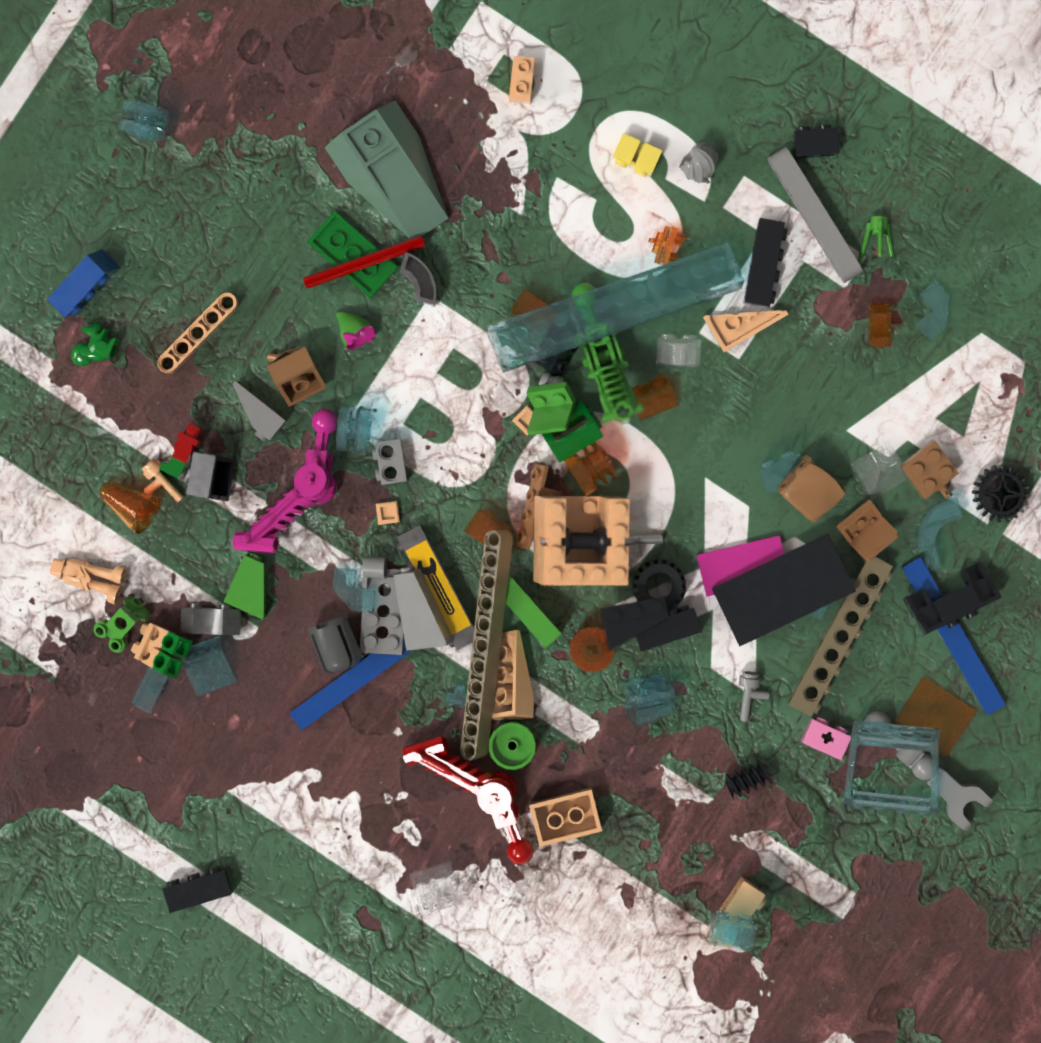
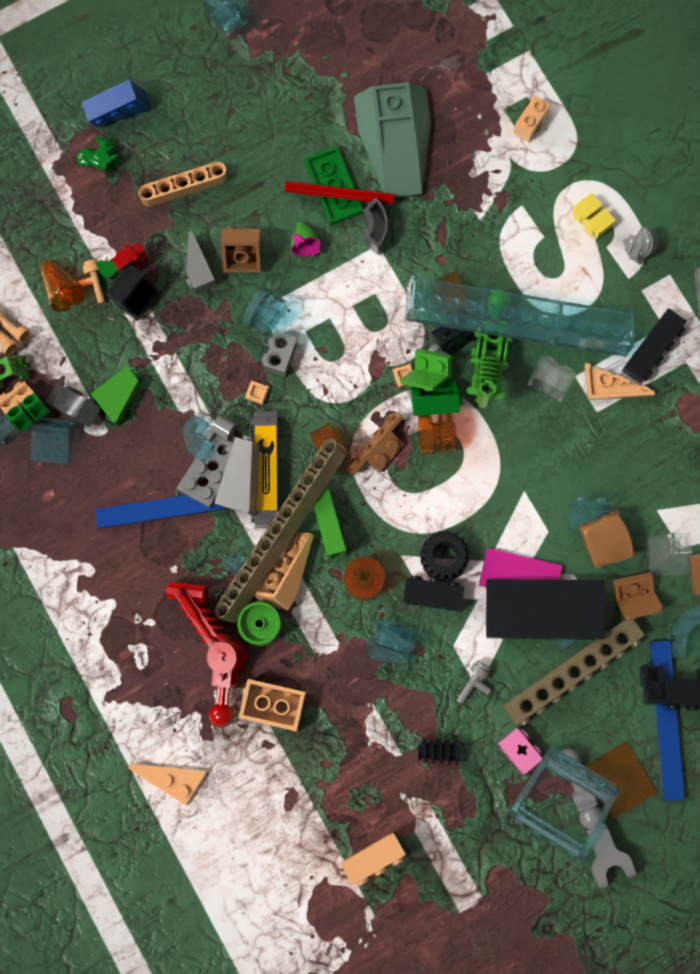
camera: 30 degrees right, 10 degrees down
(312, 486) = (207, 339): dark pink piece -> none
(335, 645) = (160, 471): dark grey cylinder -> none
(435, 887) = (136, 709): clear piece -> none
(509, 935) = (174, 781): none -> light nougat wing
(570, 550) = (398, 473): light nougat piece -> none
(630, 620) = (409, 567): black wedge -> none
(655, 396) = (514, 407): clear orange bracket -> none
(663, 245) = (589, 290): clear orange hips -> none
(731, 930) = (362, 868): clear light blue brick -> none

